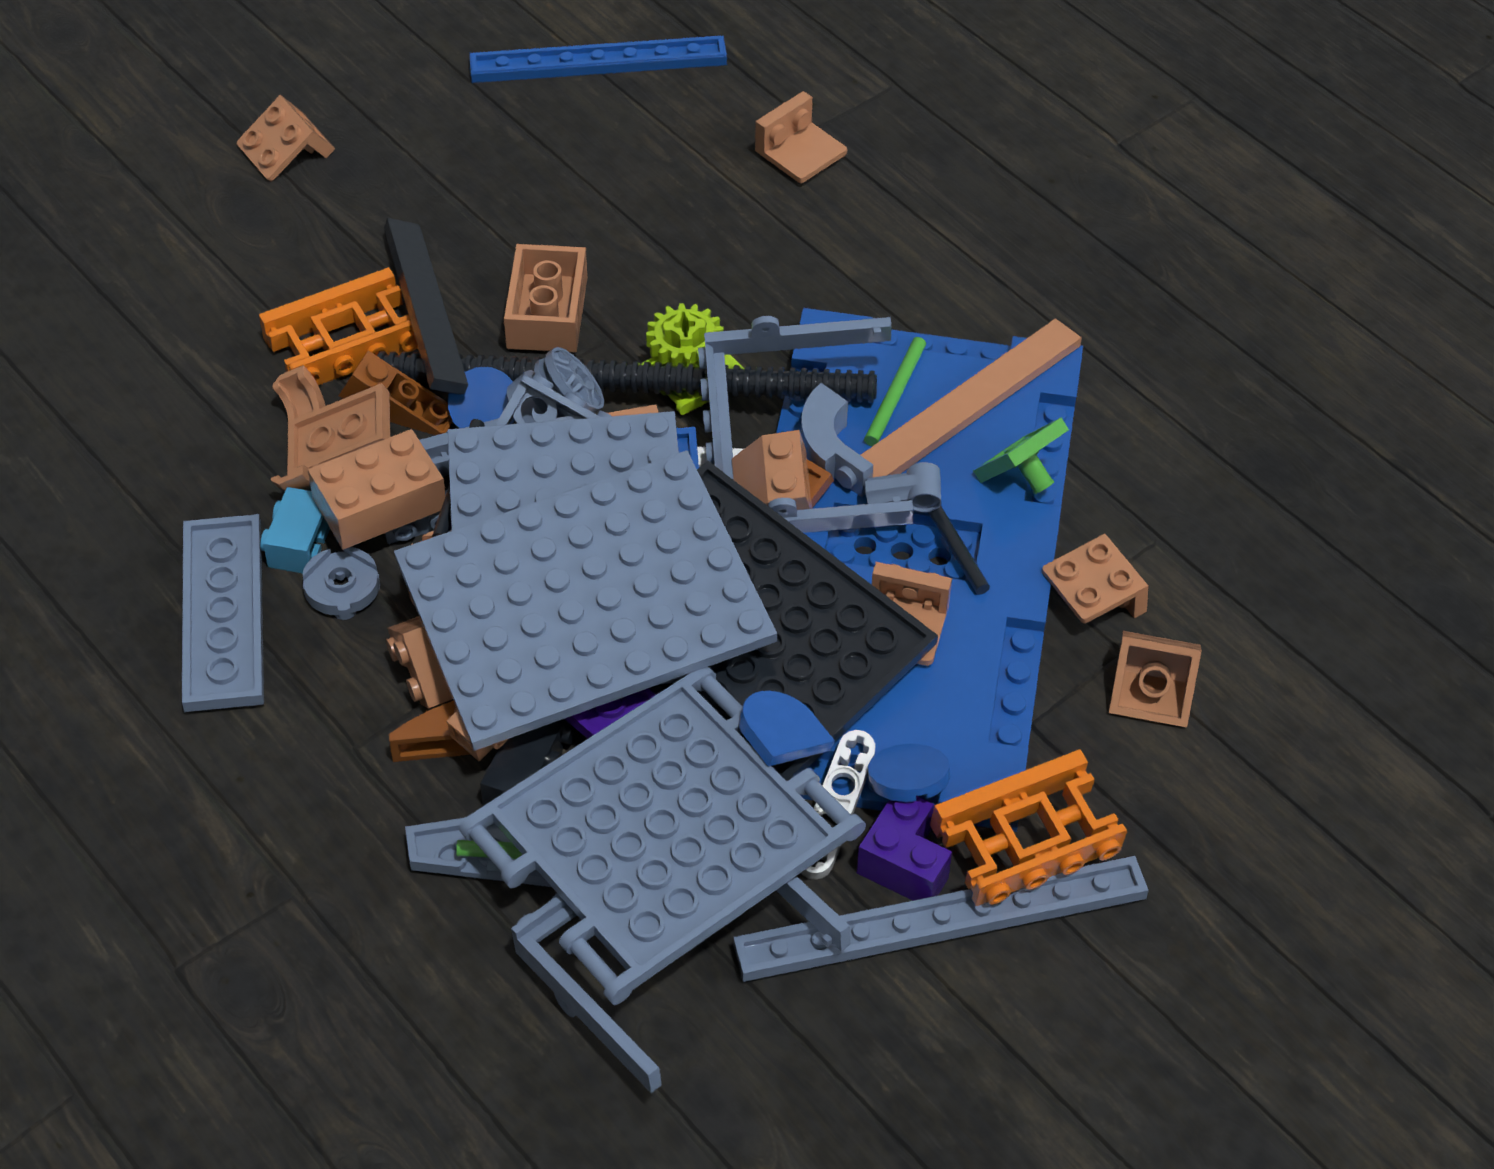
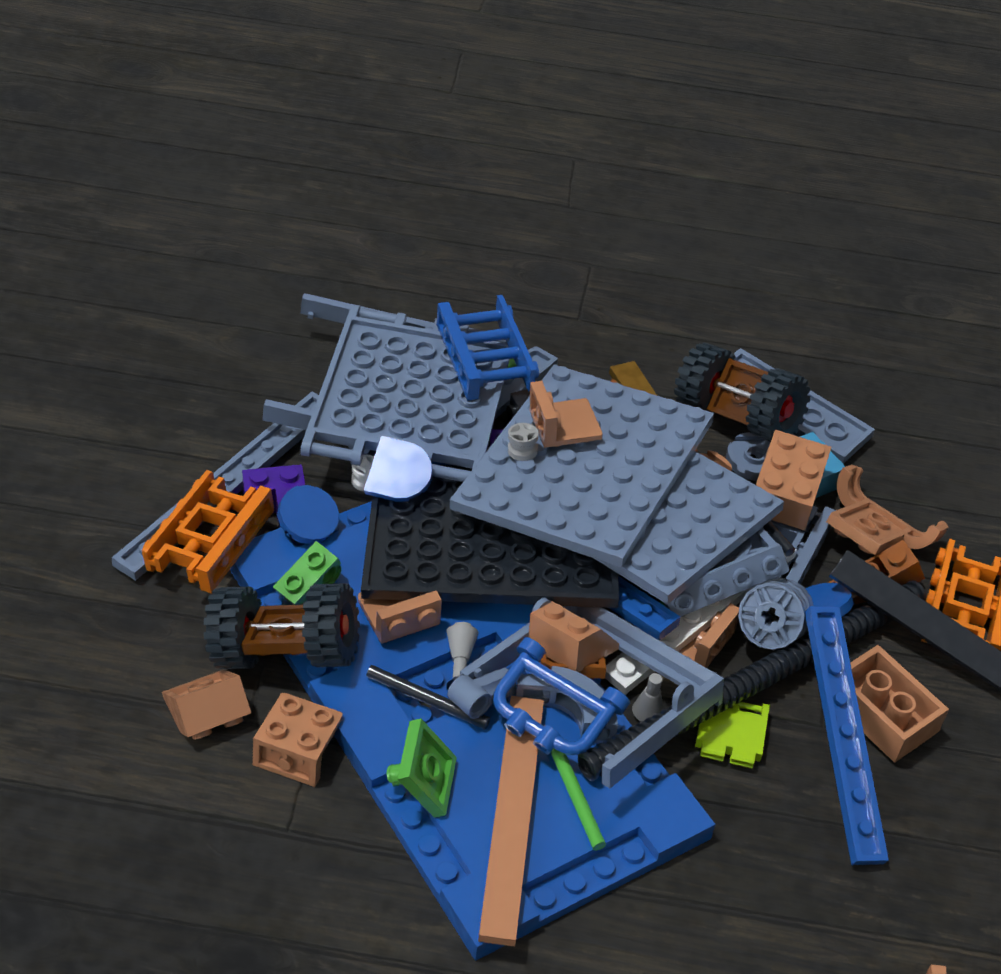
camera: 135 degrees right, 5 degrees down
(295, 636) = (742, 392): none -> black plate
(351, 753) = (630, 376): none -> pearl gold tile
(559, 825) = (465, 359): none -> blue fence
(574, 621) = (562, 421): none -> nougat bracket
(619, 285) = (846, 737): none -> blue plate
(641, 614) = (523, 441): none -> light grey wheel
(680, 334) = (759, 726): lime gear -> none
(744, 425) = (650, 699): none -> light grey cone
(849, 801) = (344, 494): white beam -> none
(877, 549) = (461, 642): none -> light grey cone
(892, 414) = (547, 738): none -> blue bar
(959, 705) = (312, 568): none -> bright green plate
(1044, 651) = (243, 629): none -> black plate

